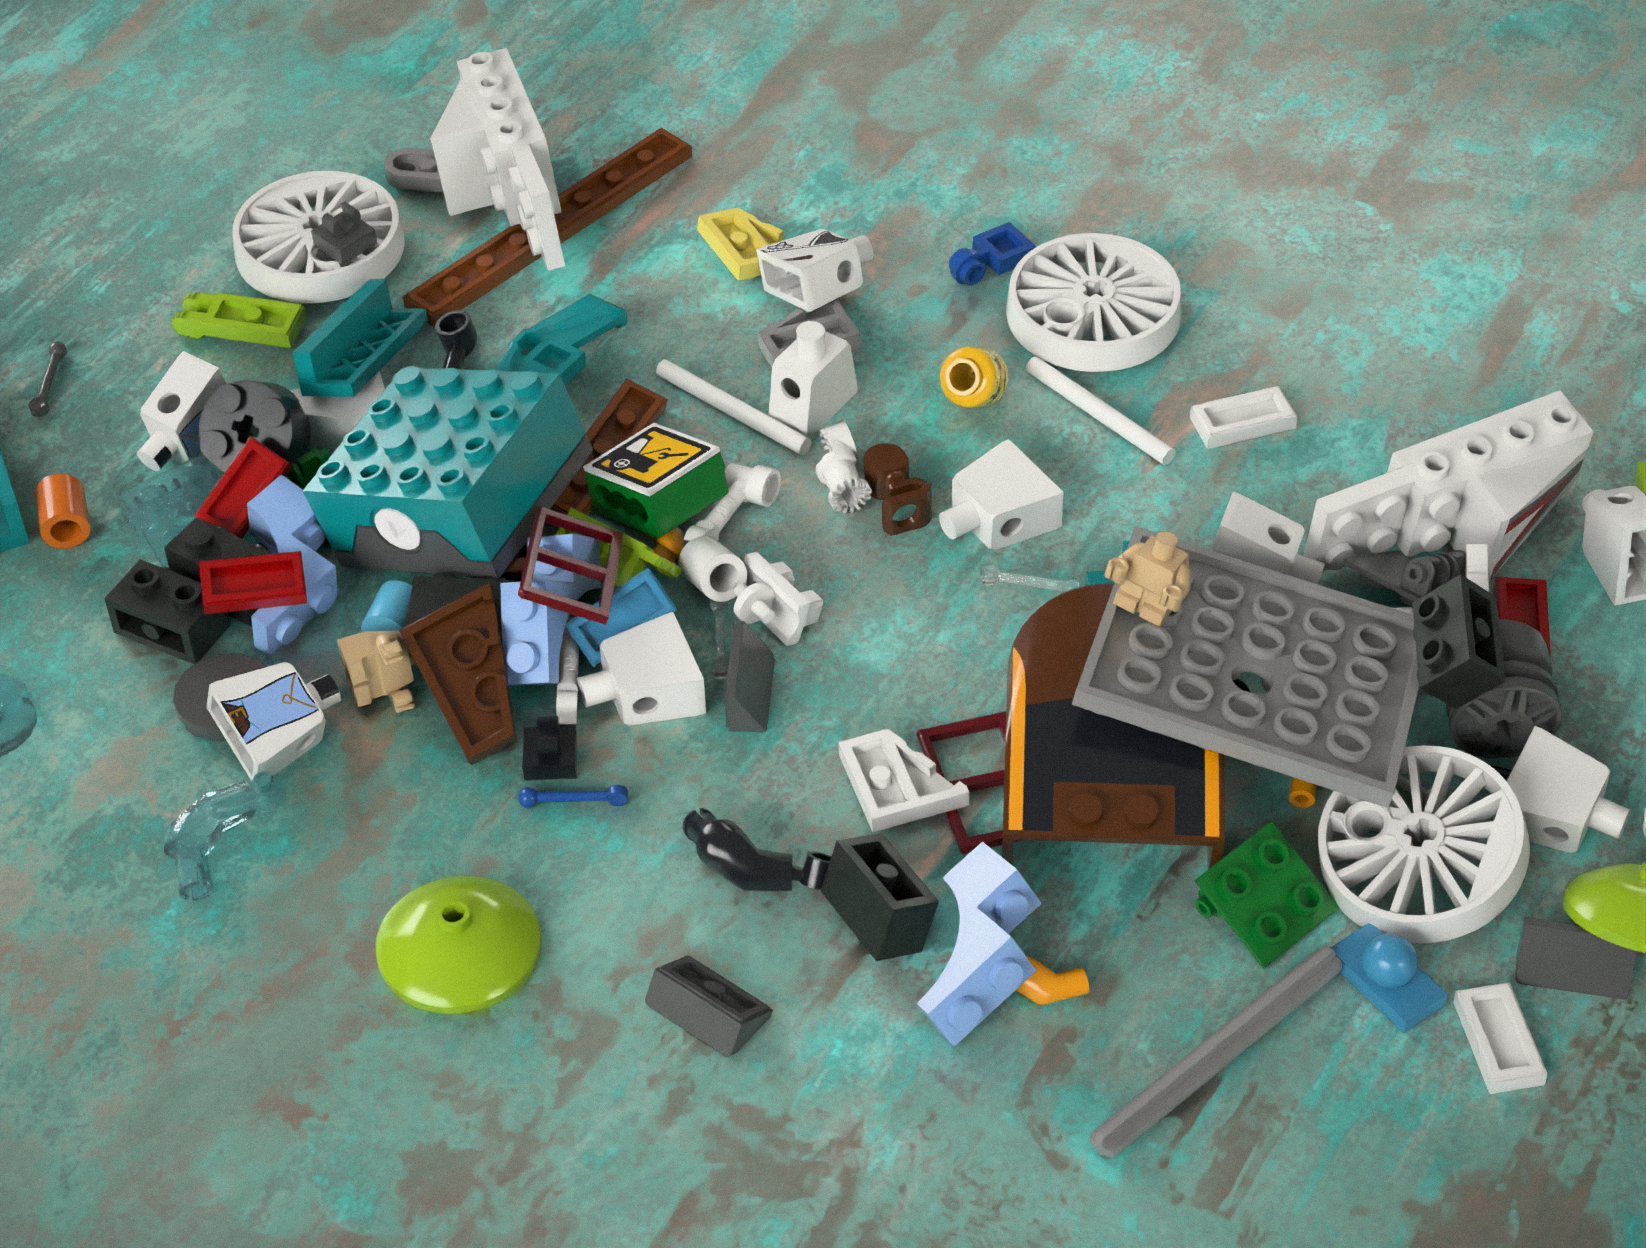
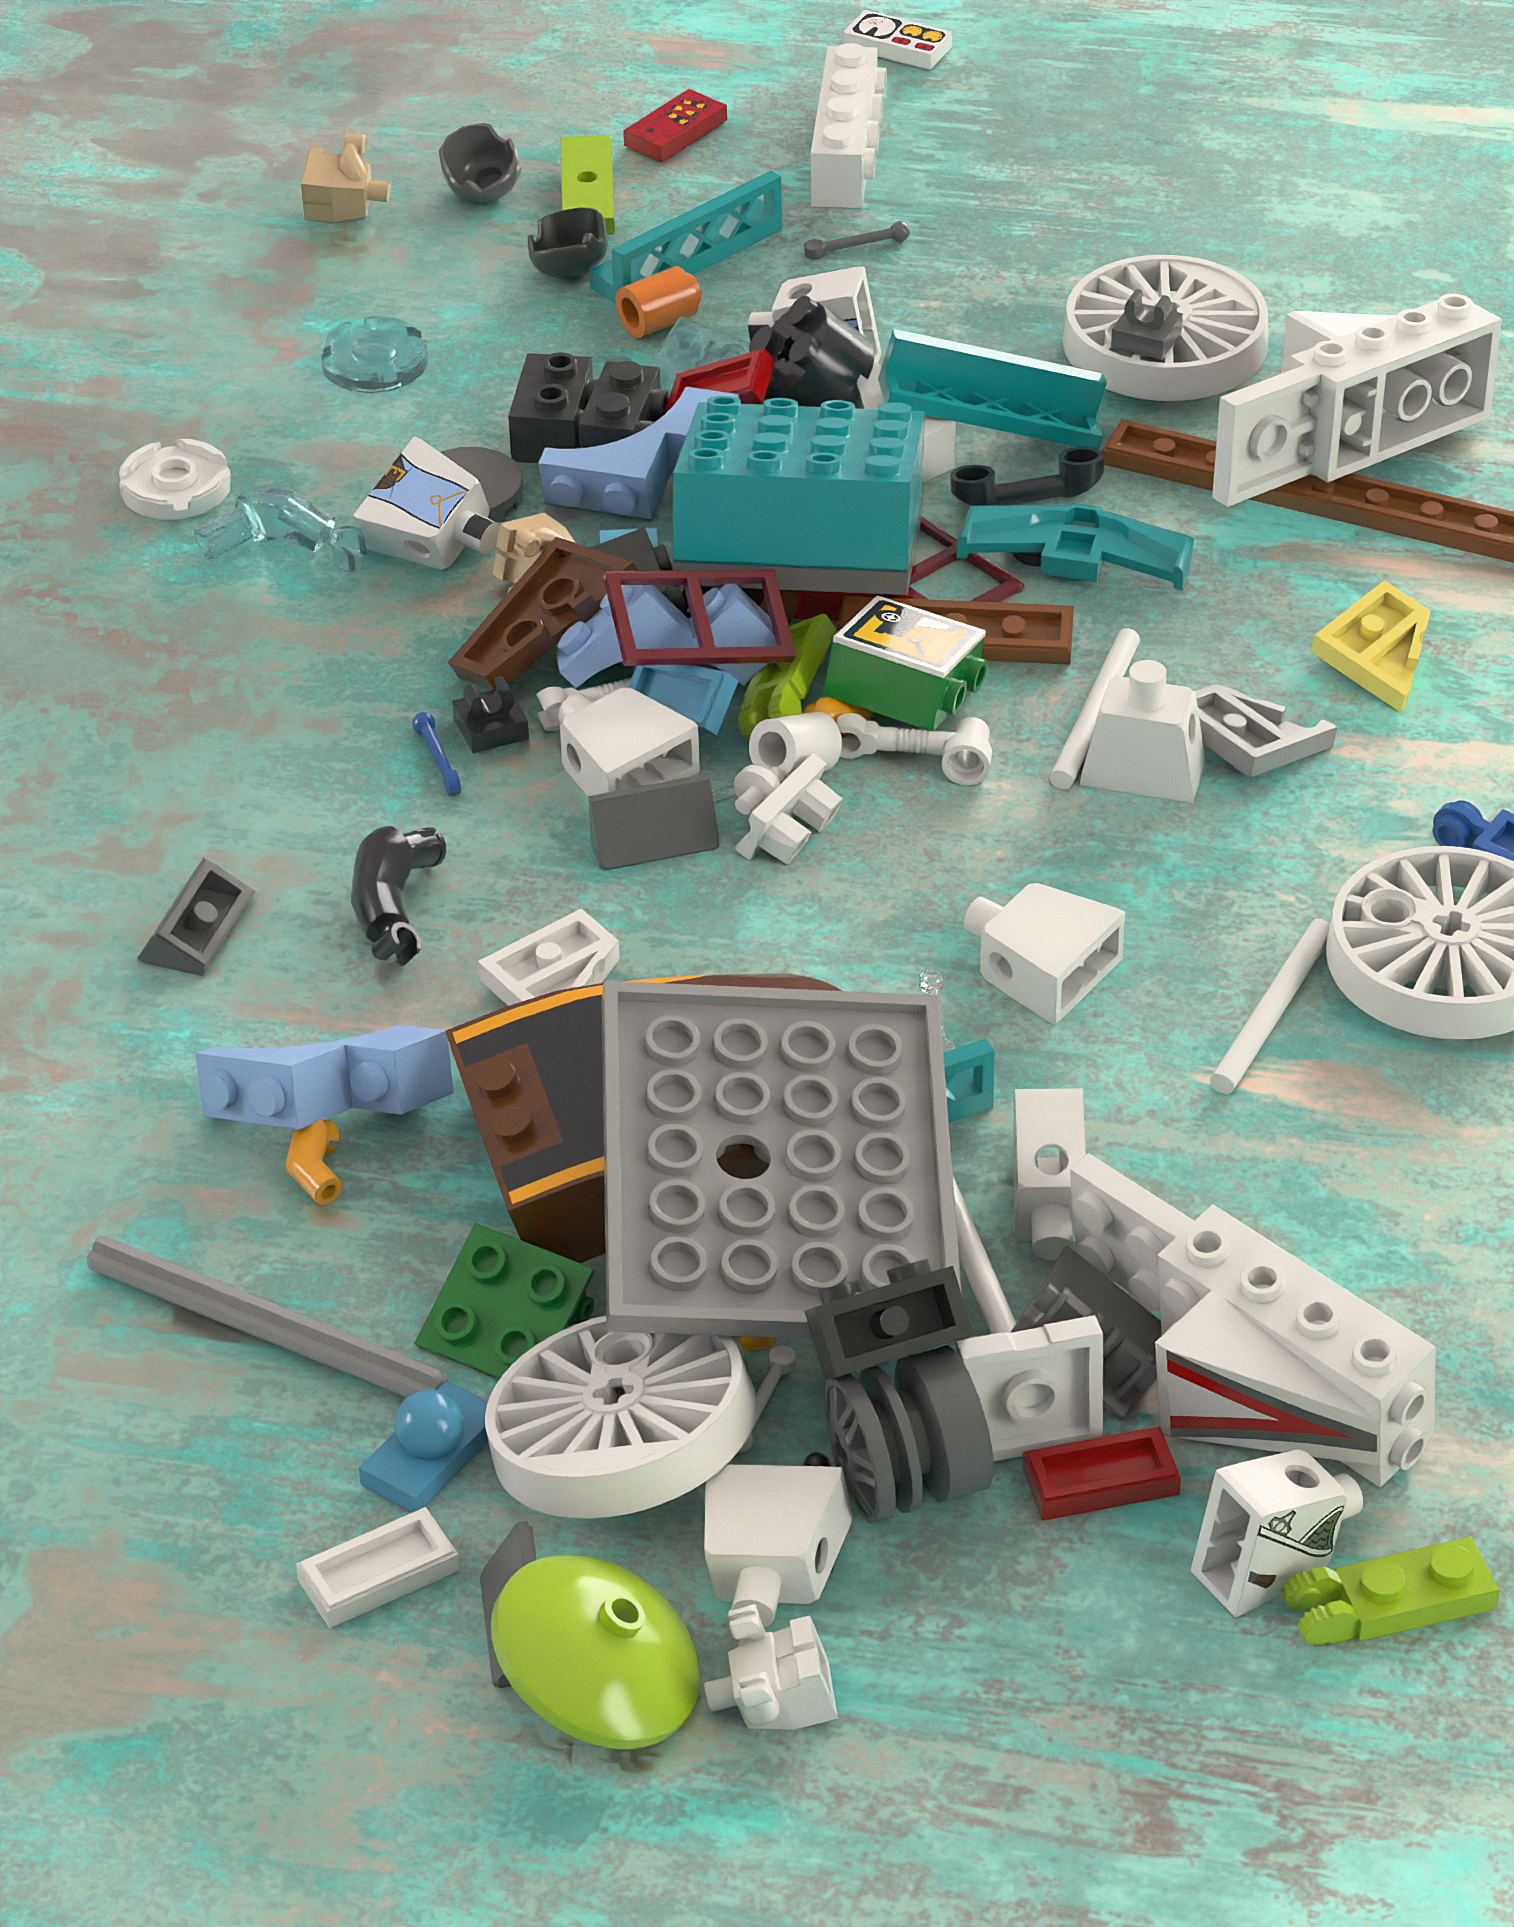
camera: 70 degrees right, 5 degrees down
(74, 896) = (174, 480): none -> white tile
(239, 318) = (1012, 319): lime hinge -> none
(252, 582) = (577, 425): red tile -> none
(463, 962) = (212, 734): lime dish -> none
(813, 267) = (1349, 692): white torso -> none
(840, 469) = (1030, 807): white connector -> none
(879, 896) = (358, 983): pearl dark grey brick -> none
(889, 479) = (1038, 857): reddish brown leg -> none
(973, 377) = (1237, 868): yellow head -> none
(1151, 577) = (807, 1005): tan piece -> none
(1243, 417) = (1339, 1137): white tile -> none

